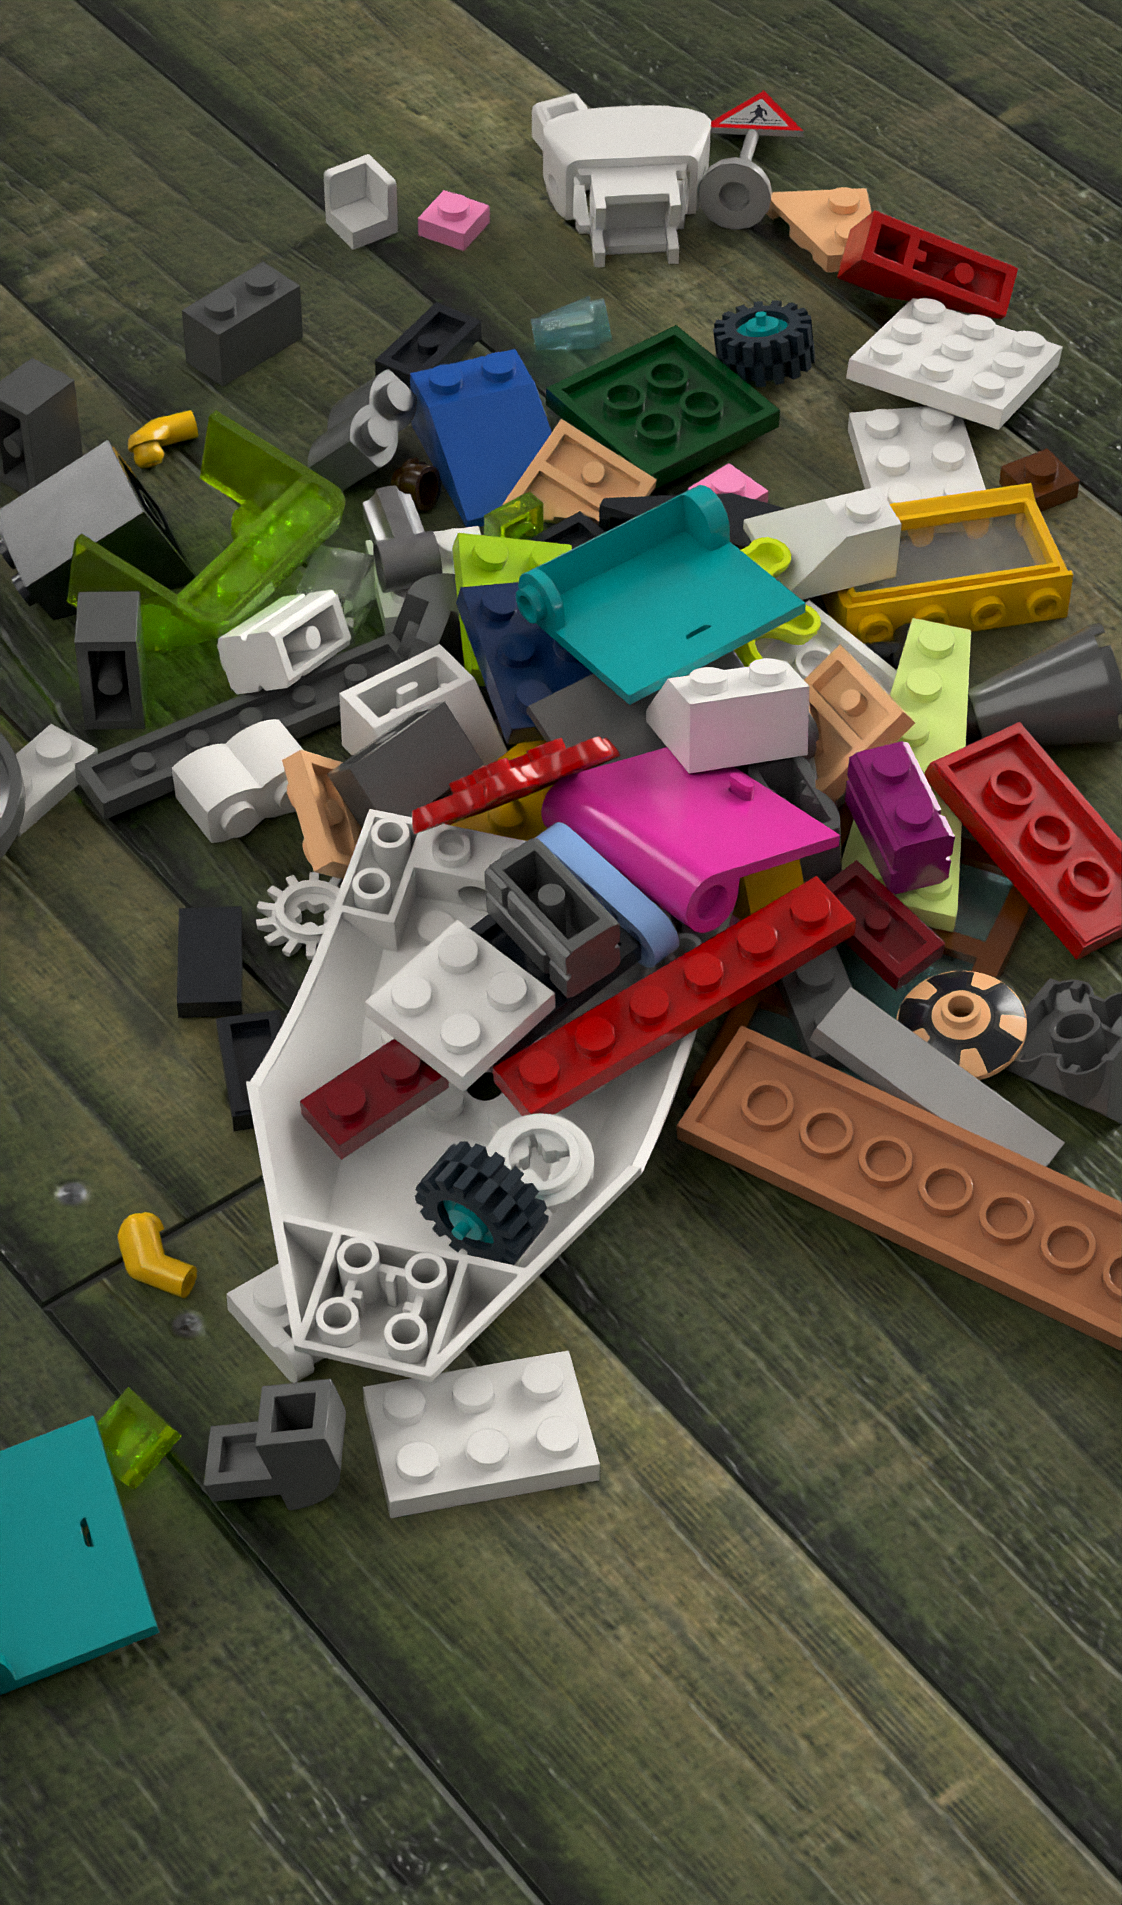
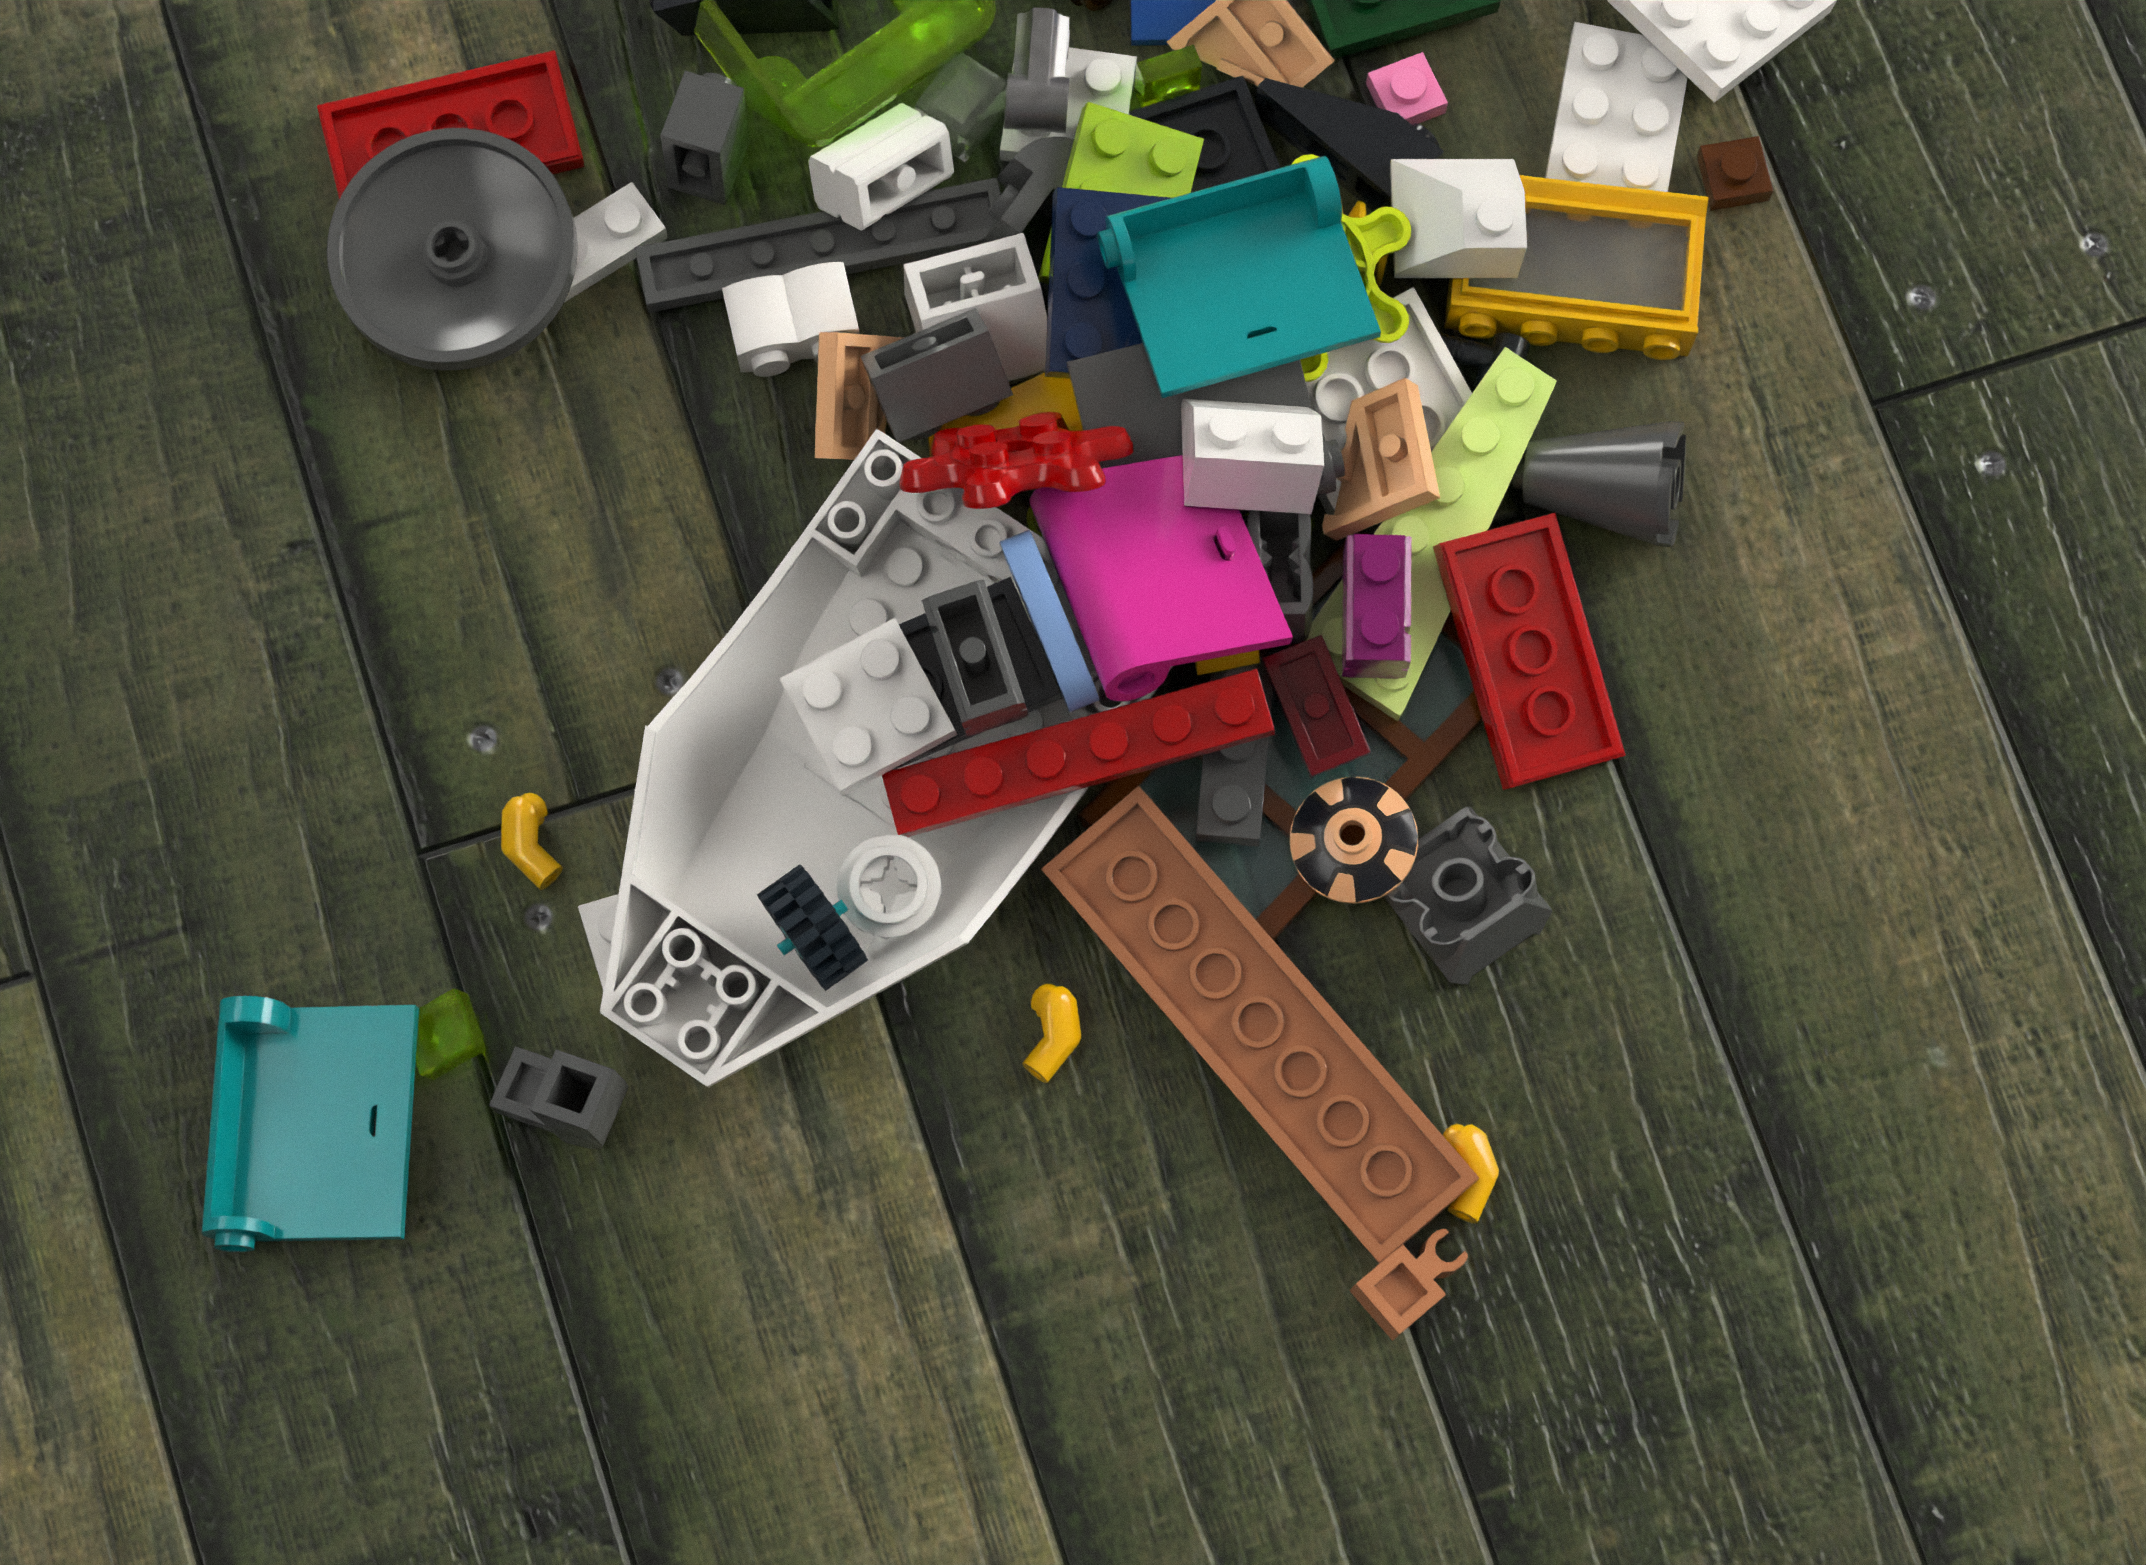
camera: 15 degrees right, 25 degrees up
(210, 962) = (690, 520): black tile -> none
(243, 1046) = (690, 634): black tile -> none
(286, 913) = (781, 485): white gear -> none
(371, 1097) = (760, 761): dark red plate -> none
(481, 1434) = (756, 1131): white plate -> none
(747, 1248) = (1060, 1028): none -> yellow arm
(917, 1073) = (1295, 907): light grey tile -> none

